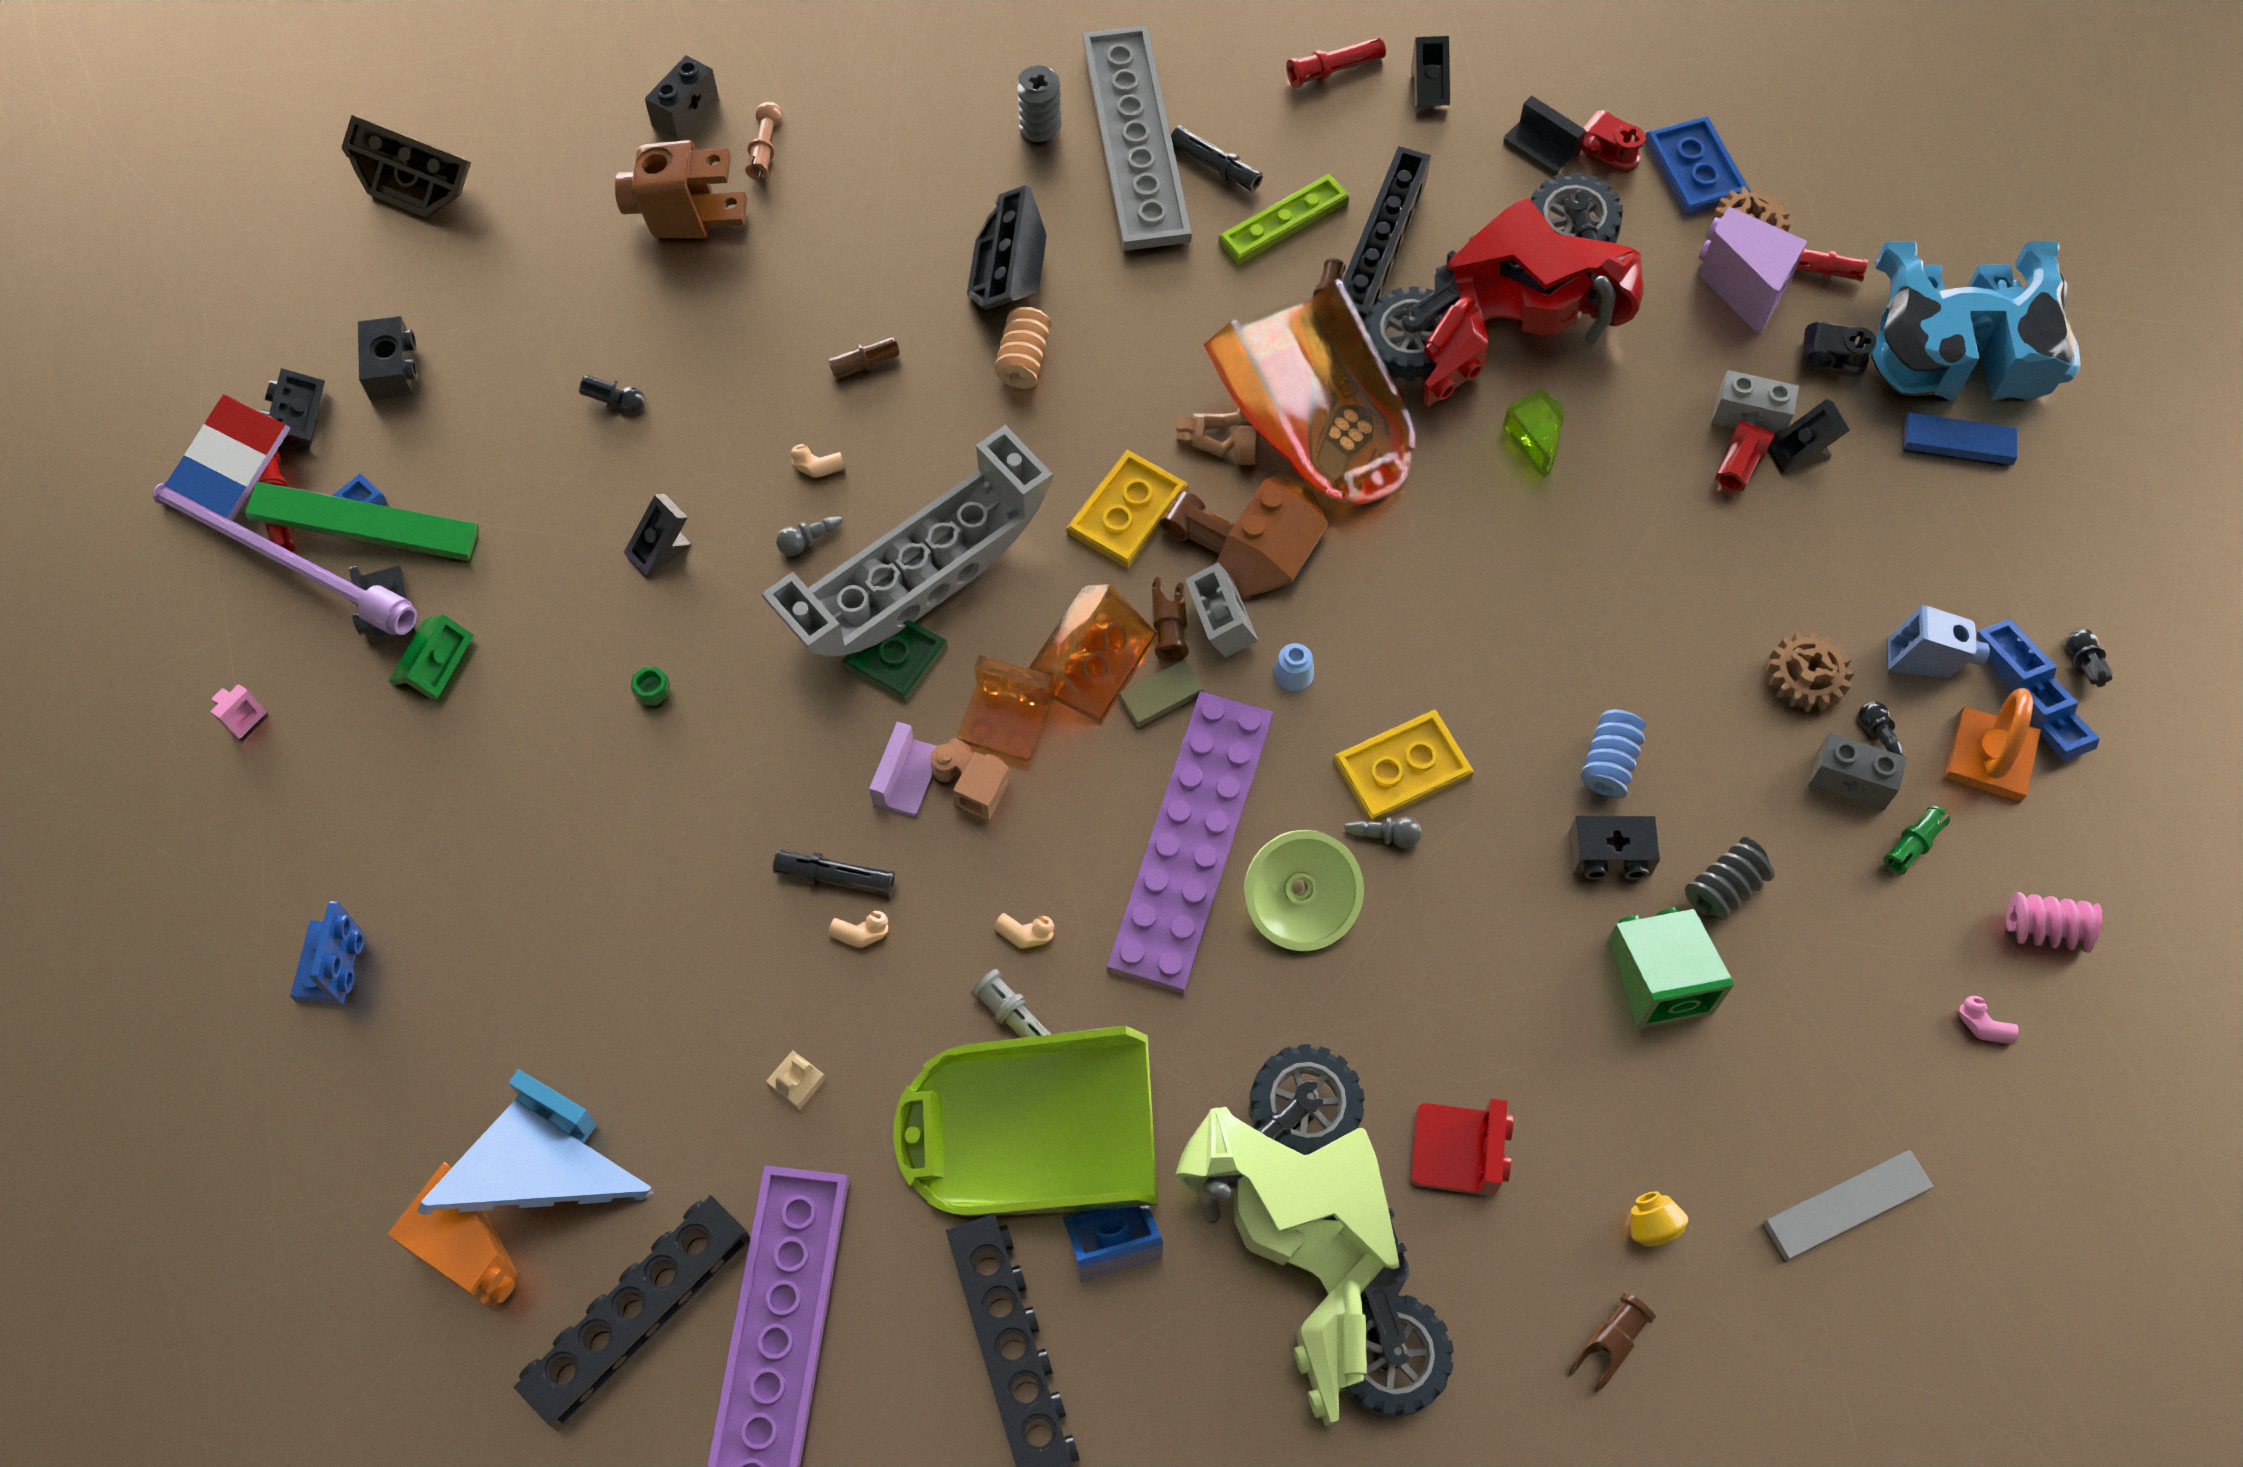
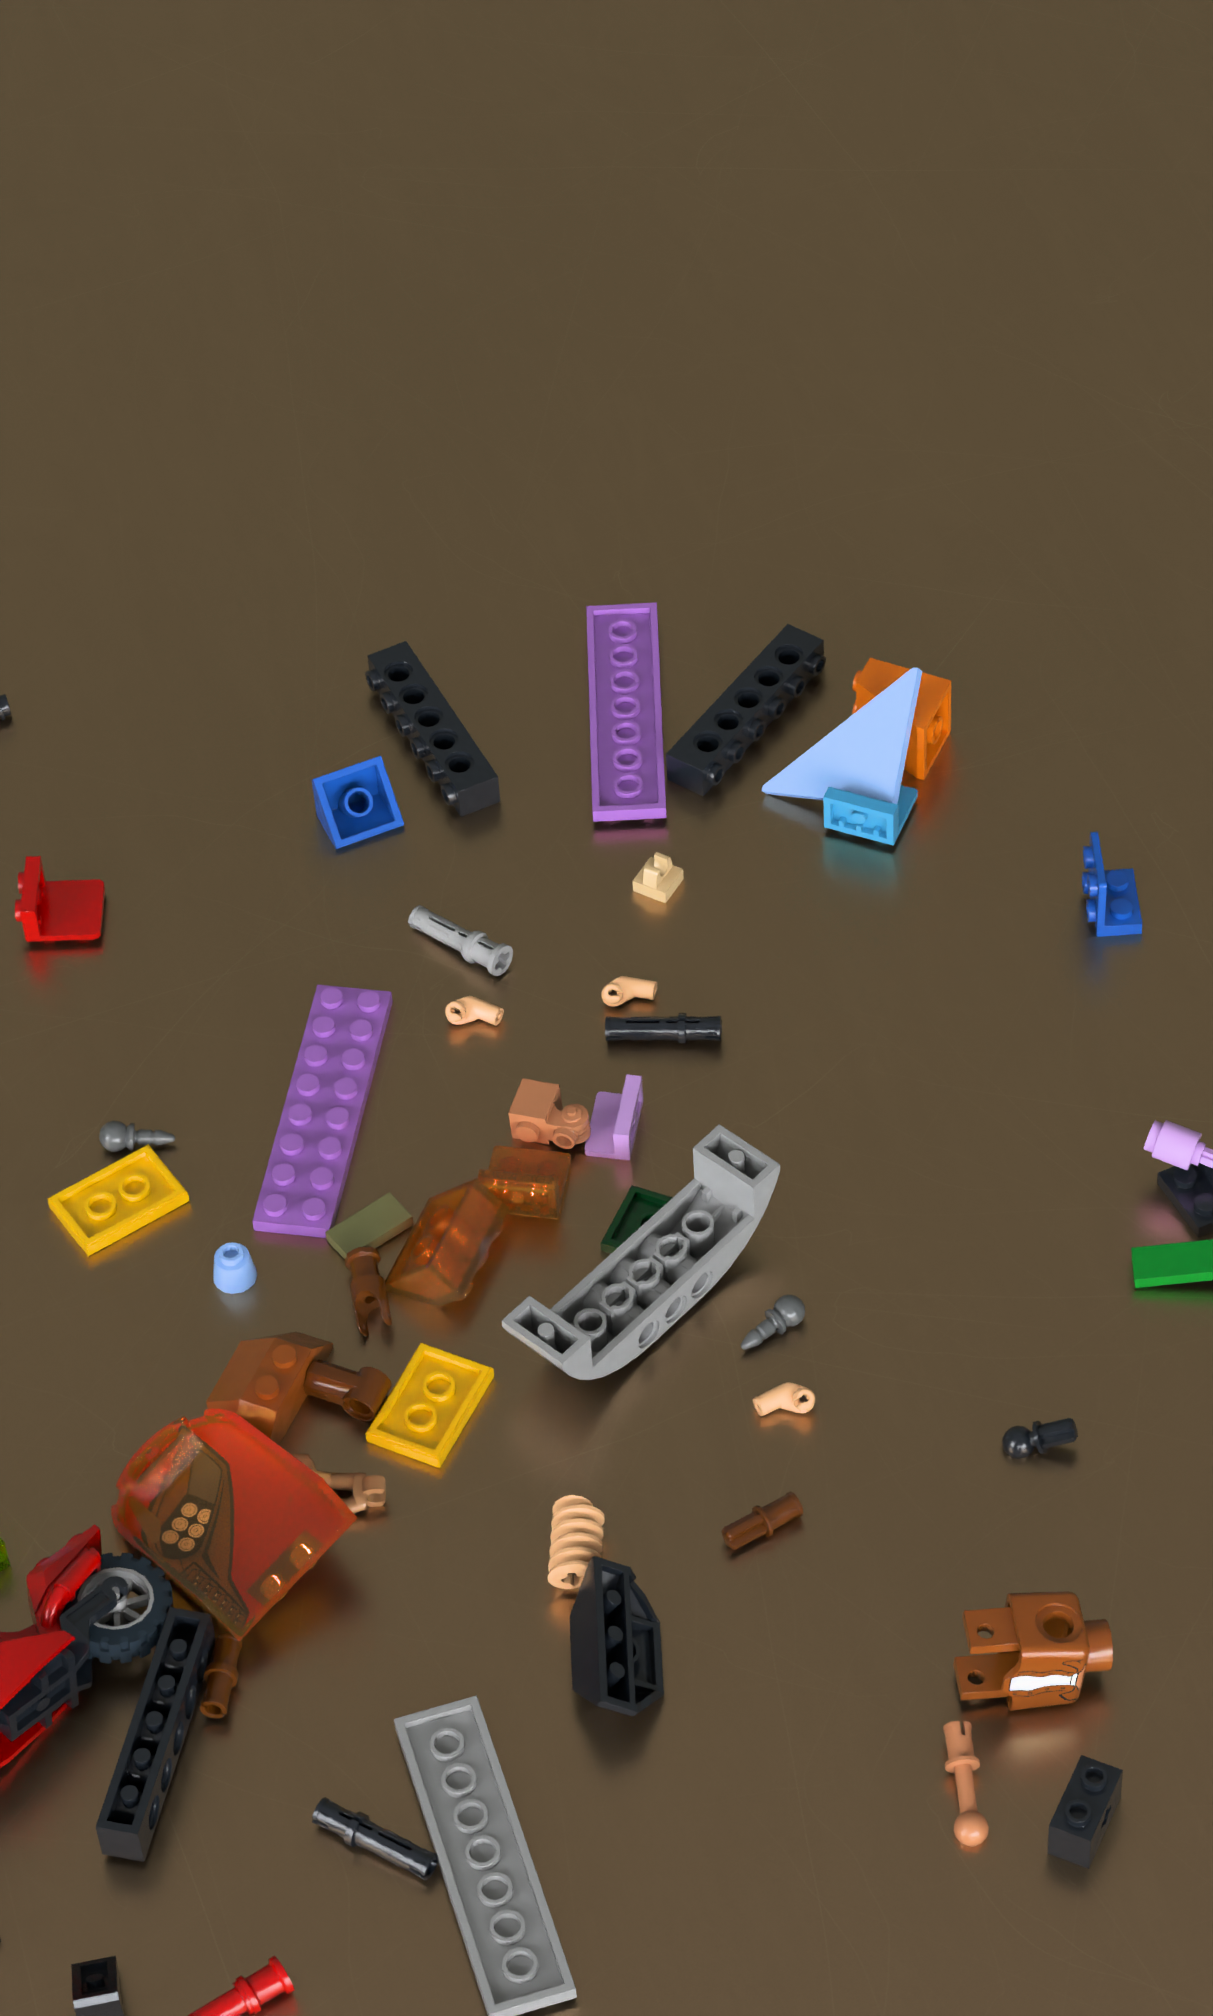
camera: 175 degrees right, 15 degrees down
(432, 655) = (1123, 1151): green panel -> none
(650, 685) = (893, 1157): green tile -> none
(658, 536) = (929, 1291): black slope -> none
(1032, 1125) = (431, 850): lime windscreen -> none
(1039, 103) = (610, 1847): dark grey piece -> none
(1221, 610) = (312, 1290): light grey brick -> none
(1283, 219) = (280, 1777): lime tile -> none
(1326, 1211) = (184, 821): yellowish green piece -> none
(1330, 893) = (211, 1059): yellowish green dish -> none

